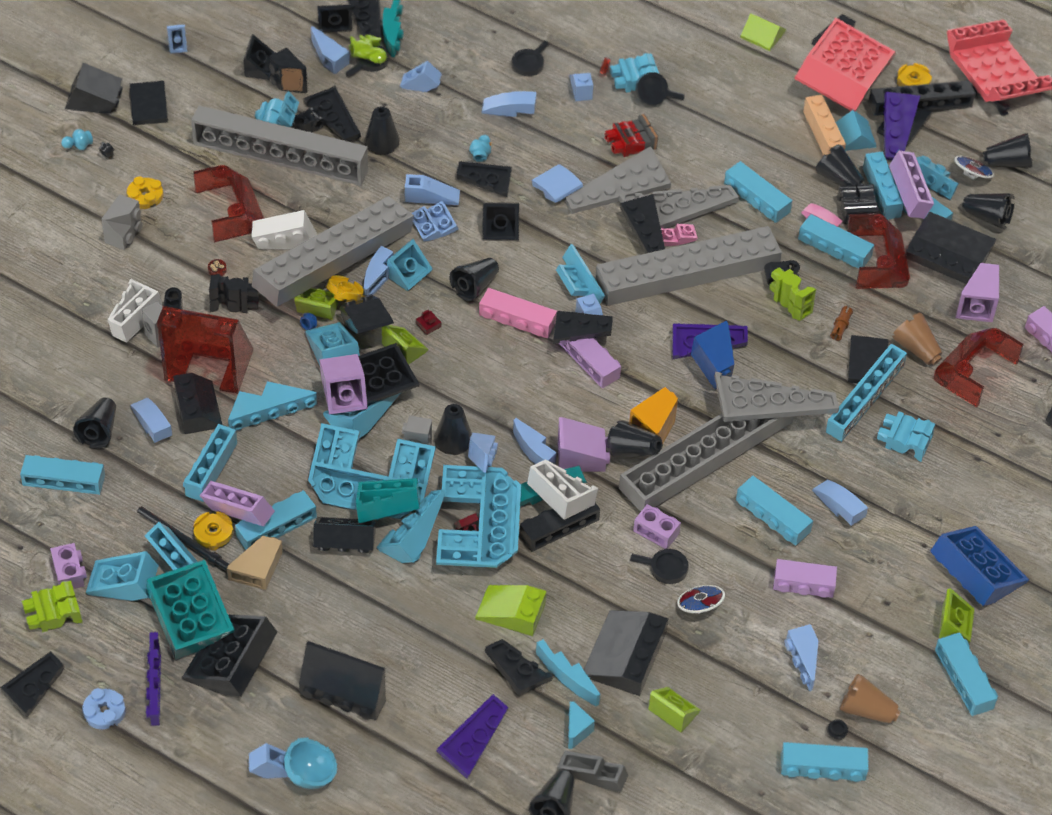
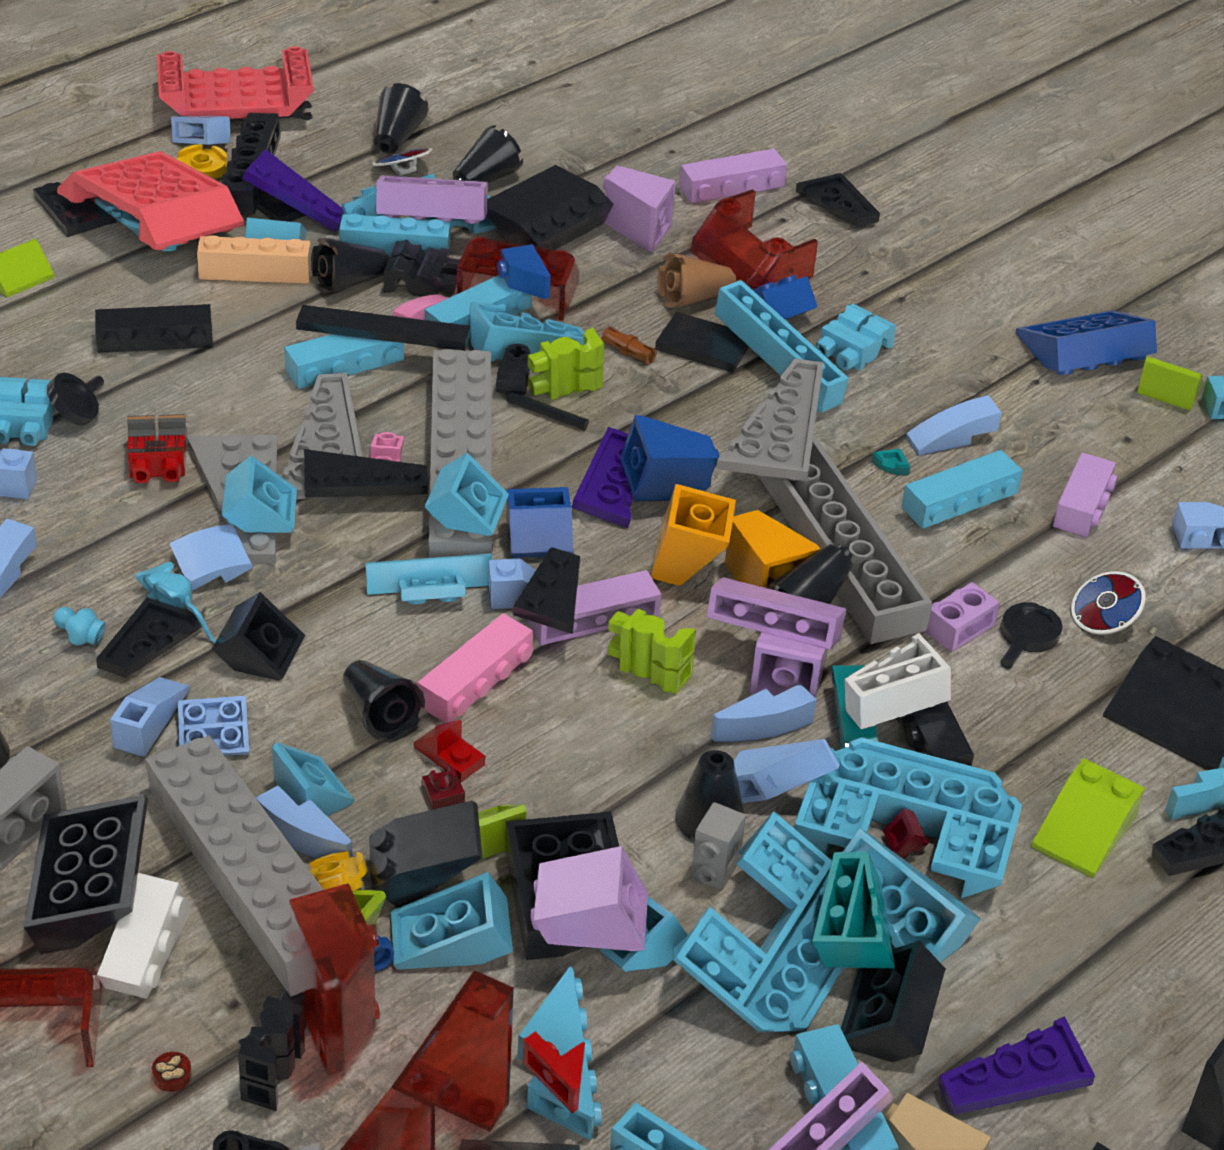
camera: 75 degrees left, 10 degrees down
(244, 396) = (558, 1073): none -> red slope
(248, 295) = (343, 1003): none -> clear red windscreen
(307, 193) = (84, 872): none -> black slope
(321, 595) = (1031, 1068): none -> dark purple wing
(456, 319) = (447, 748): none -> red slope
(522, 174) = (170, 589): none -> medium azure animal
(556, 382) = (649, 652): none -> lime hips
(595, 424) = (776, 613): none -> lavender brick
(600, 187) = (258, 499): none -> medium azure slope
(627, 268) = (466, 497): none -> medium azure slope
(644, 312) = (539, 521): none -> slope
(650, 371) = (691, 534): none -> light orange slope
(736, 104) = (153, 328): none -> black brick
(758, 298) = (547, 410): none -> black bar
(777, 198) = (383, 327): none -> black tile
(795, 476) = (892, 461): none -> teal tile
(820, 266) = (496, 330): none -> medium azure wedge
(867, 247) = (524, 271): none -> blue slope
(923, 388) = (788, 296): none -> blue slope
(943, 66) = (200, 129): none -> light blue slope

